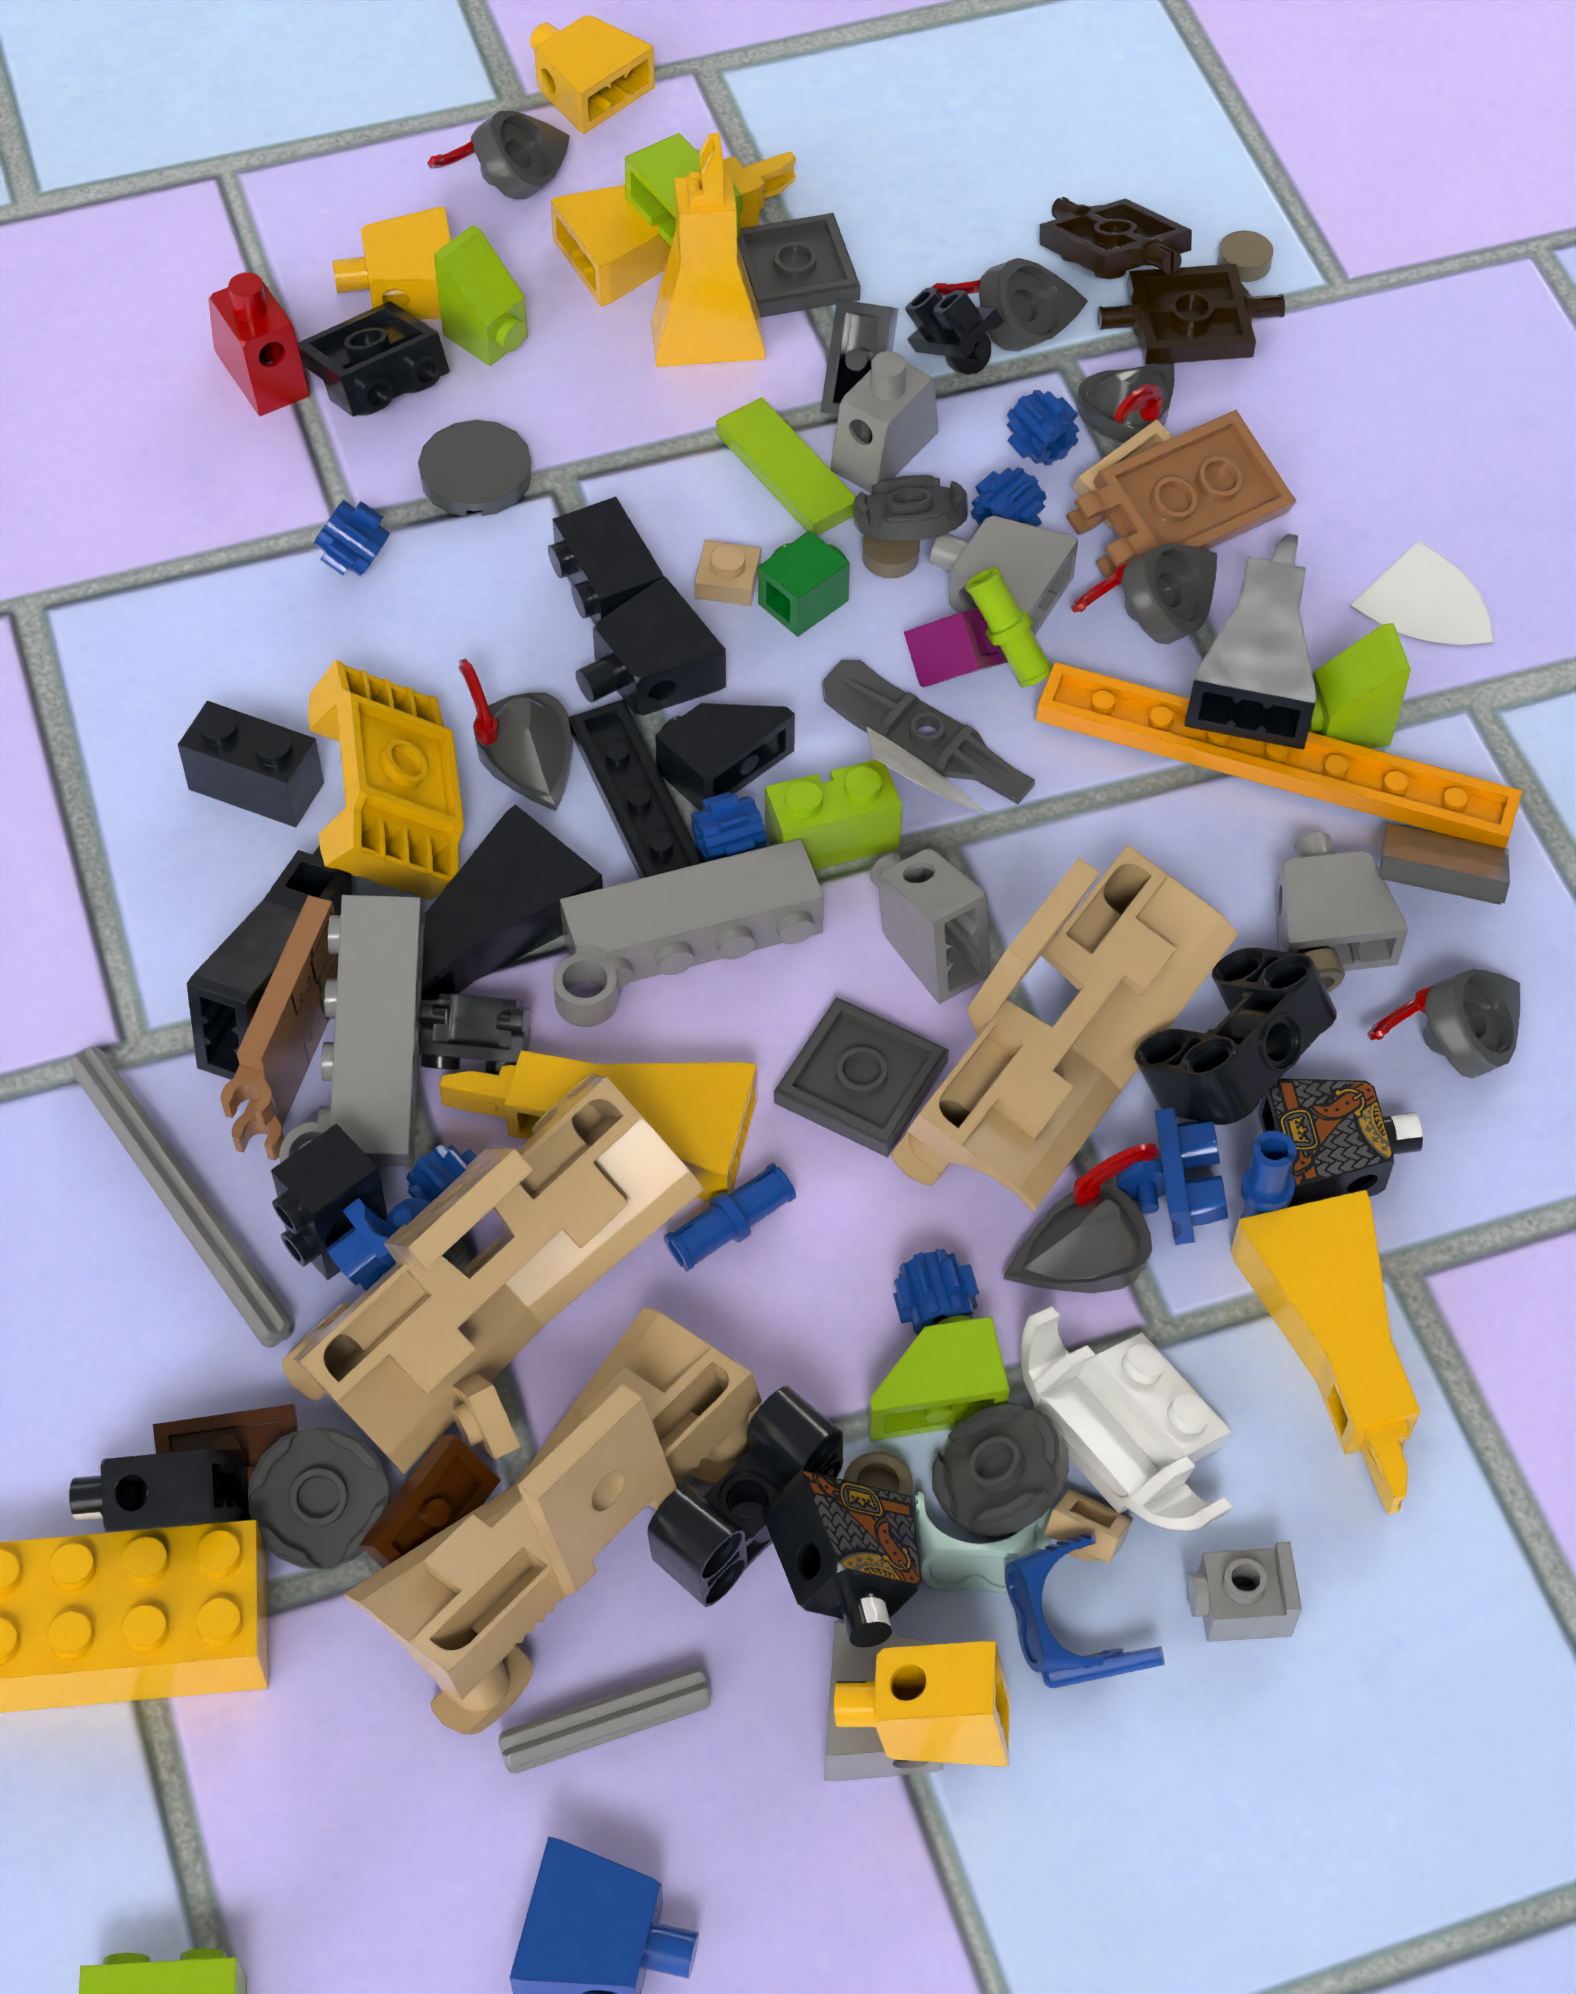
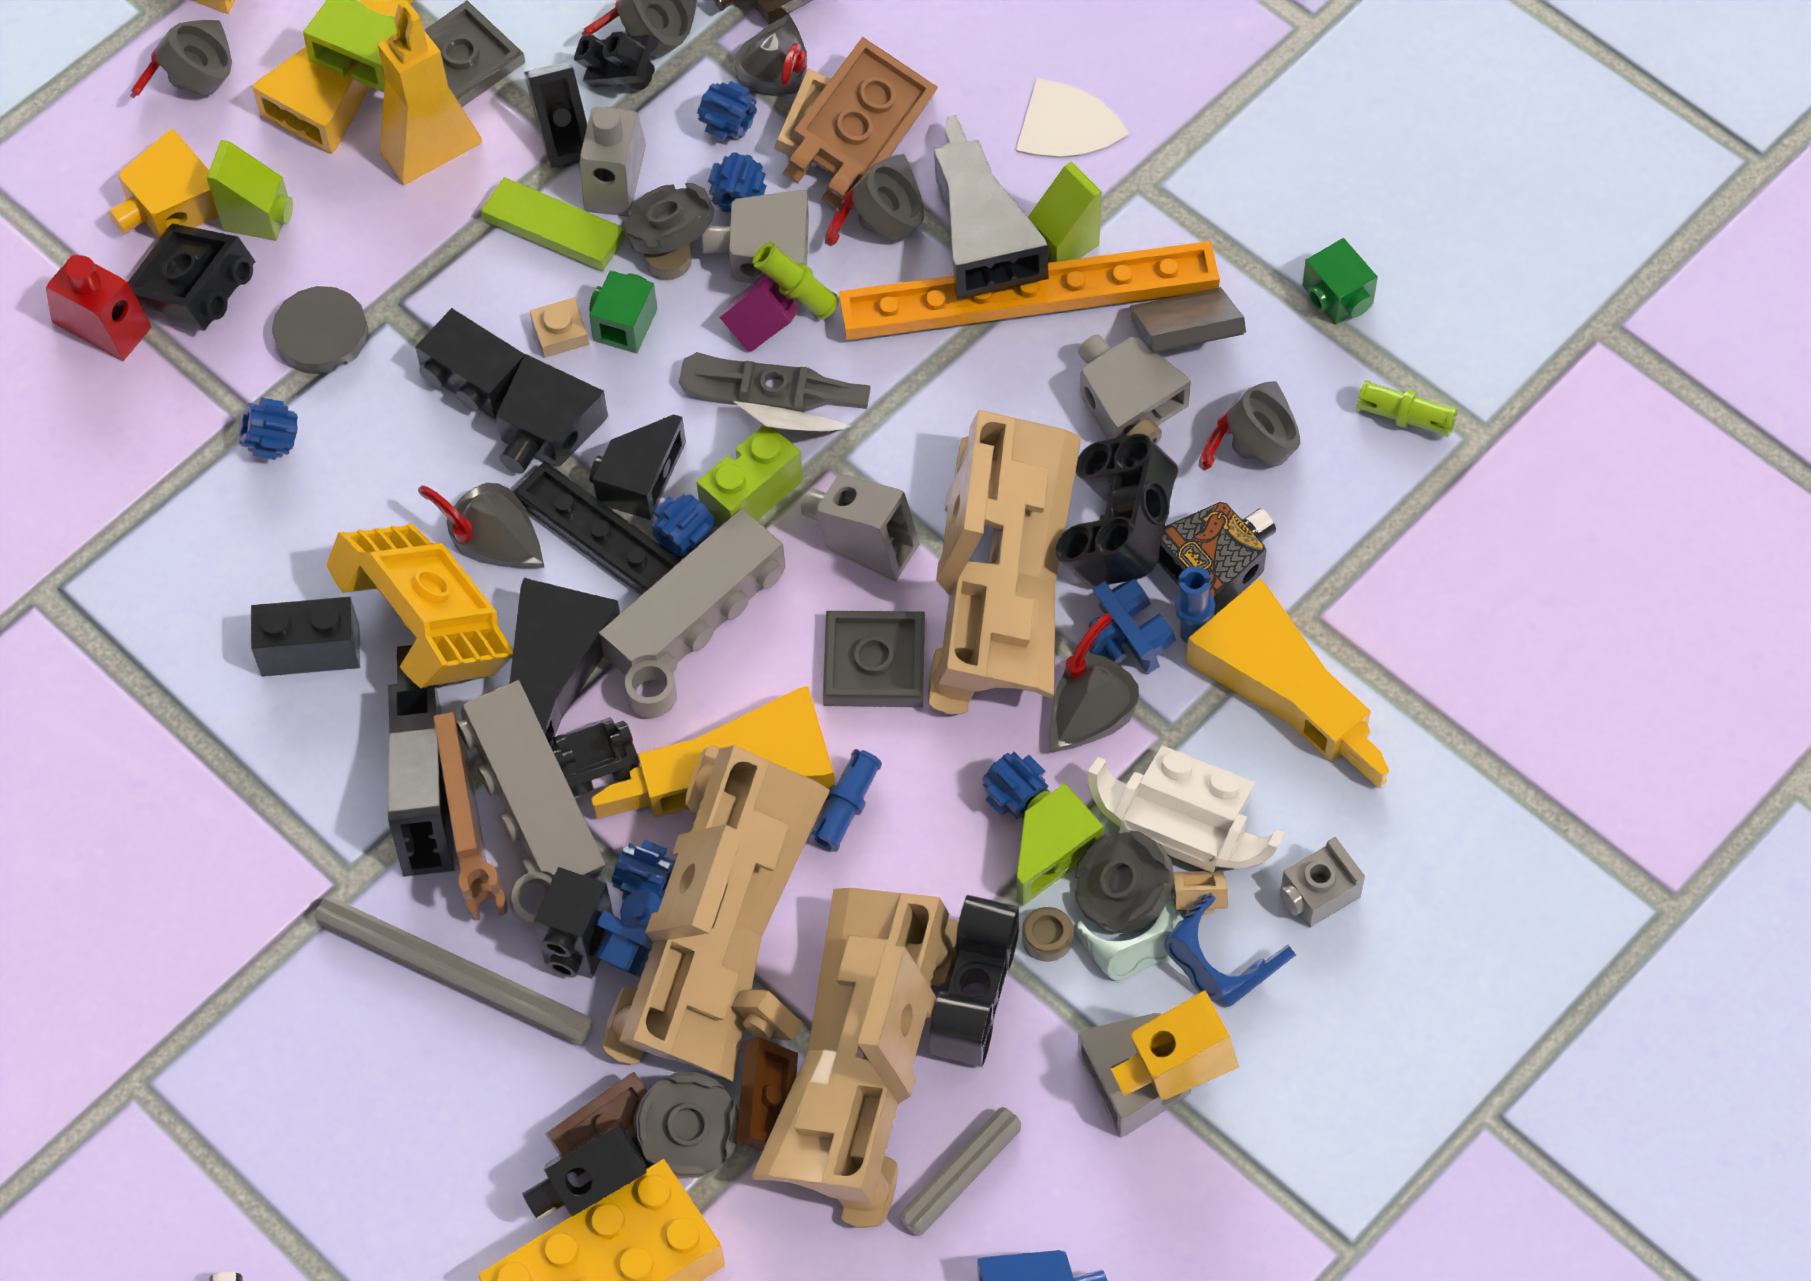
camera: 25 degrees left, 5 degrees up
(846, 1551) = (1061, 983): torso -> none

